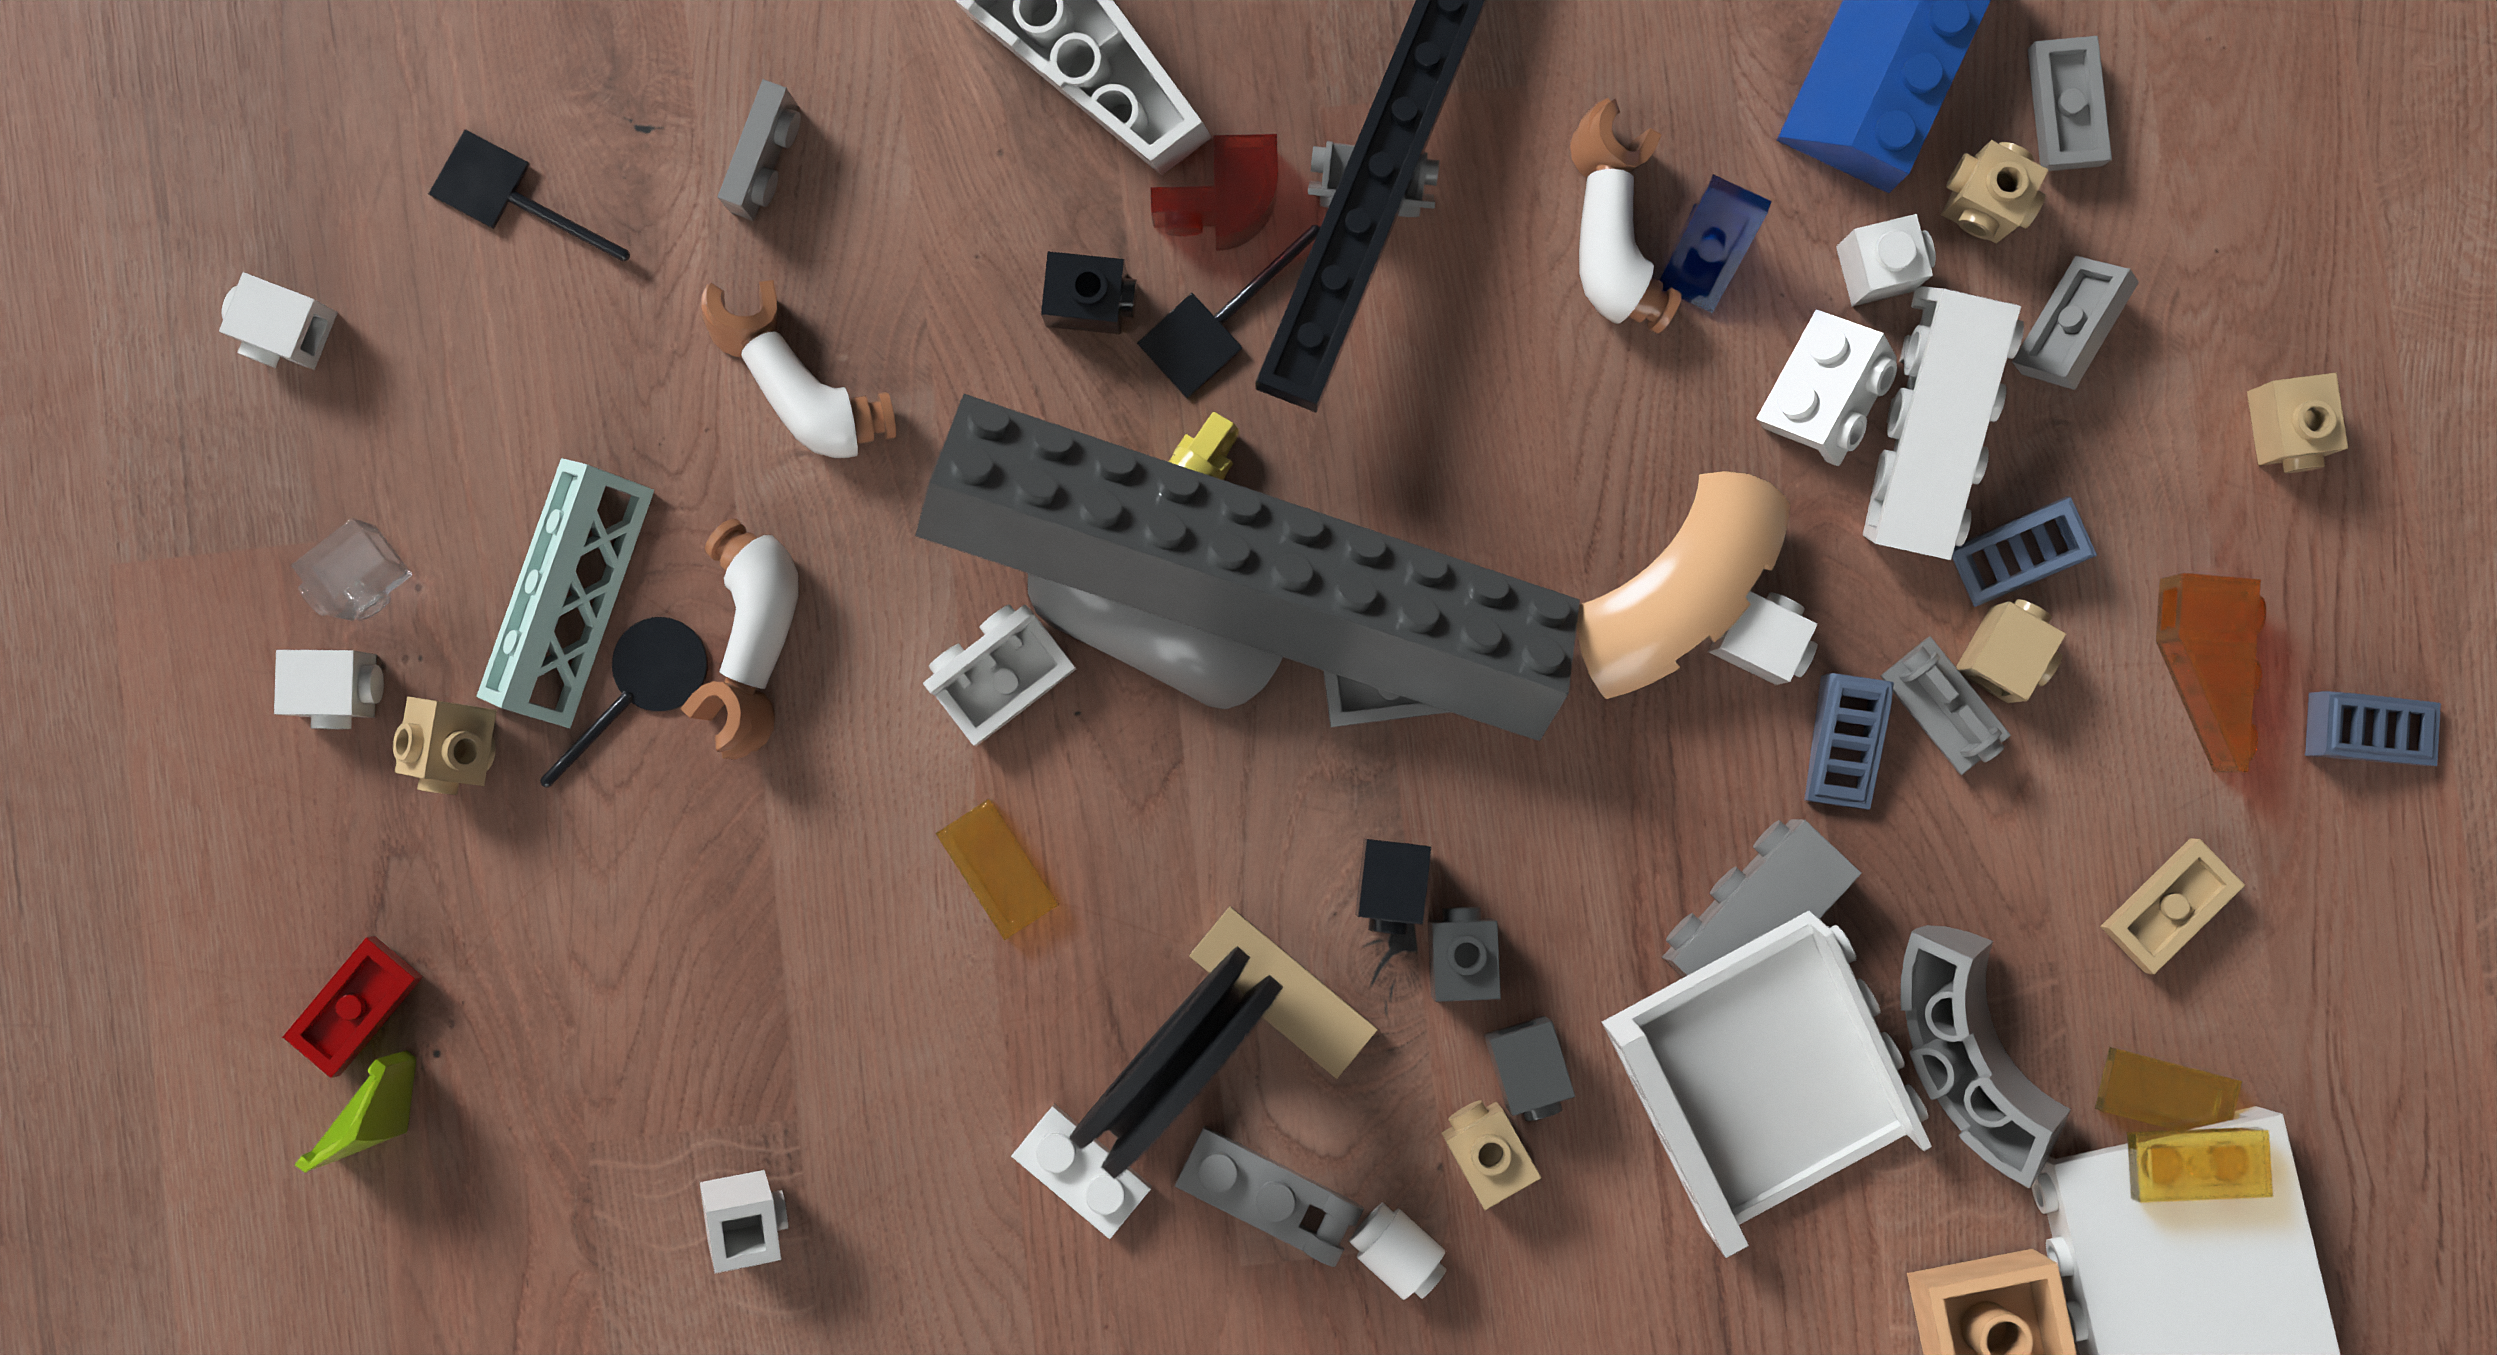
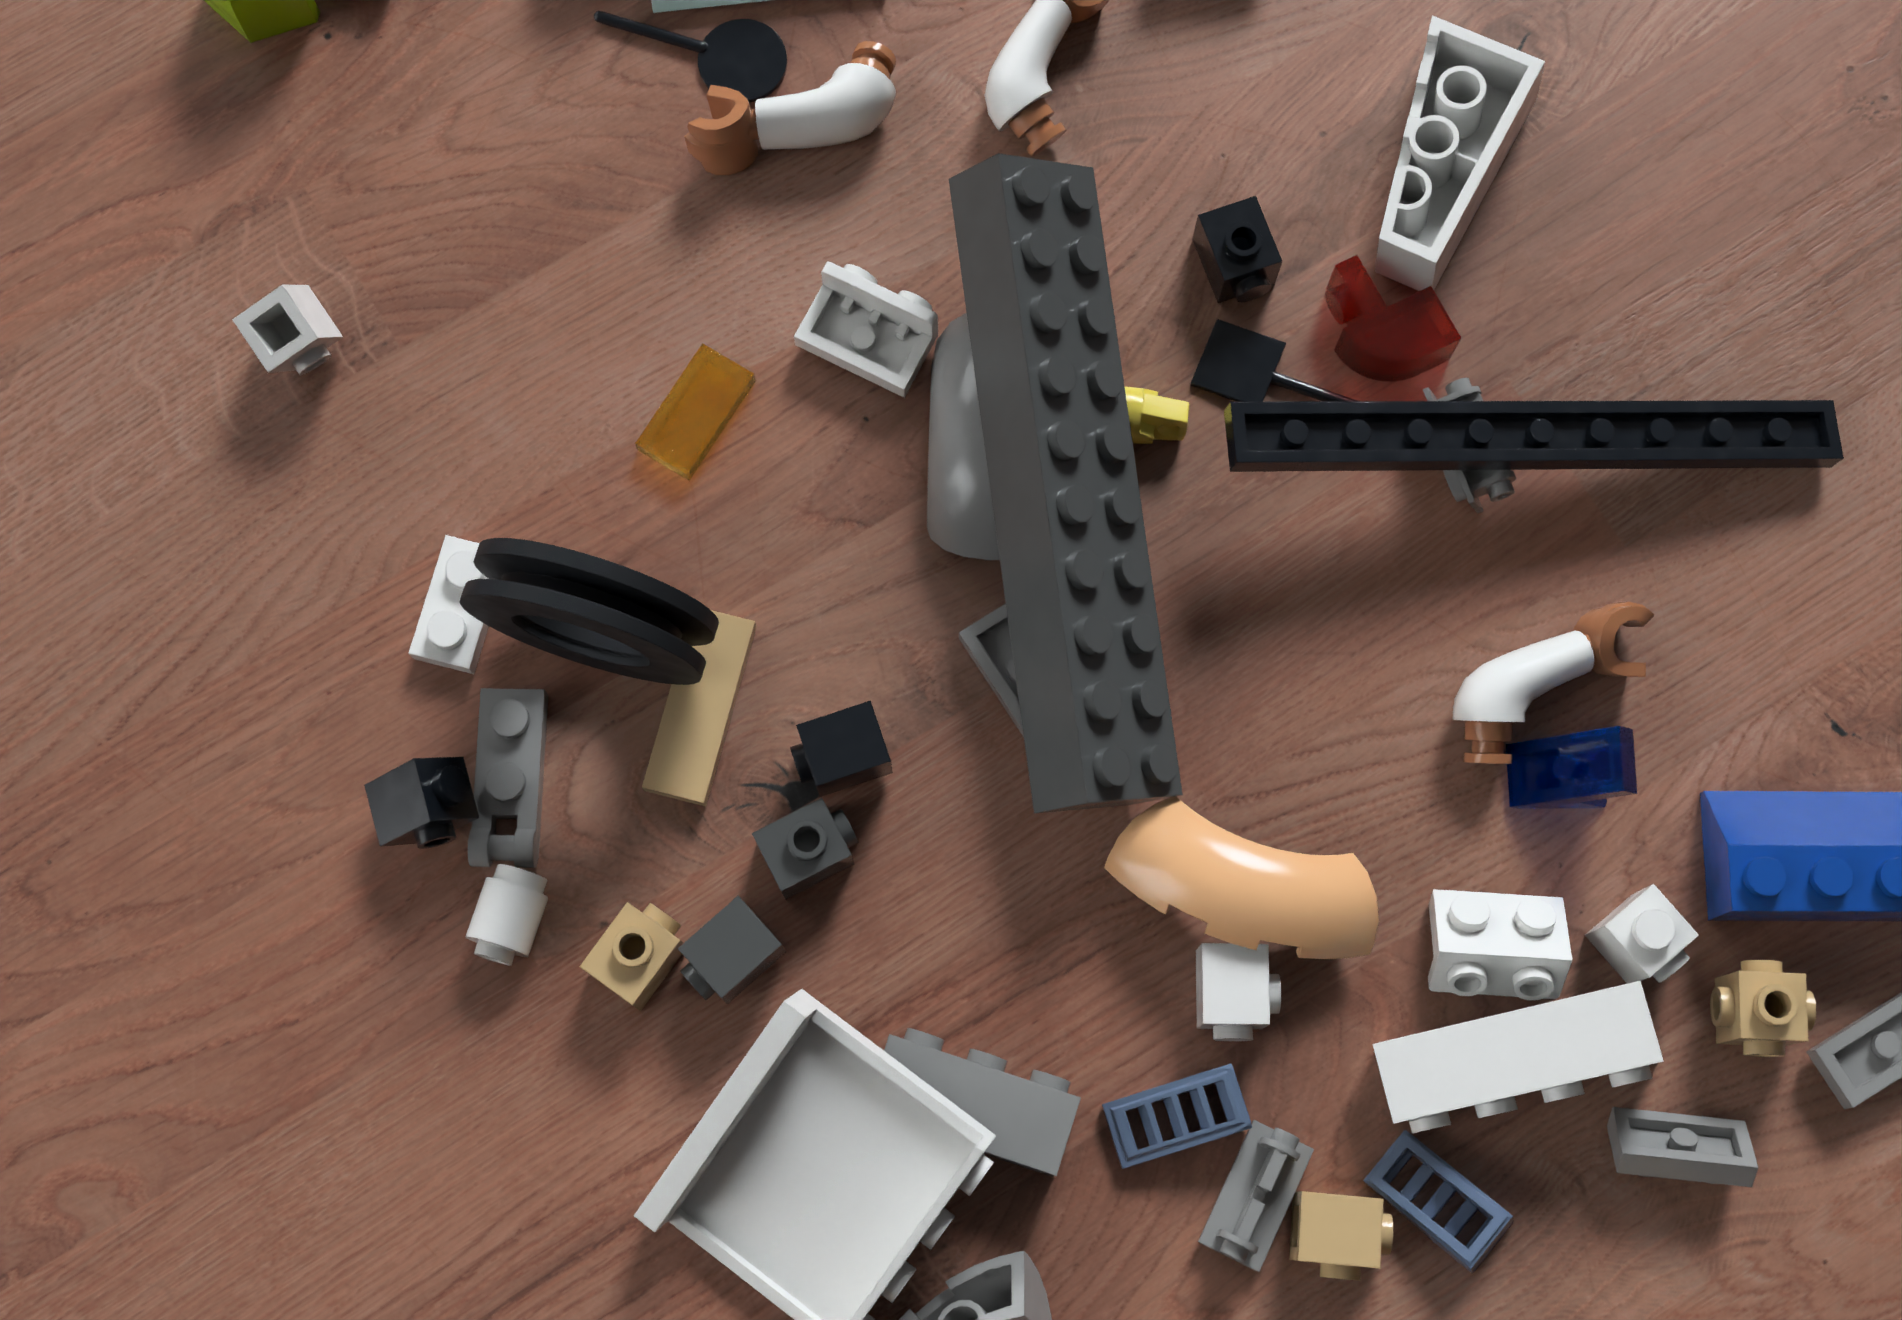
camera: 65 degrees right, 10 degrees down
(1265, 1287) = (422, 802): none -> black brick

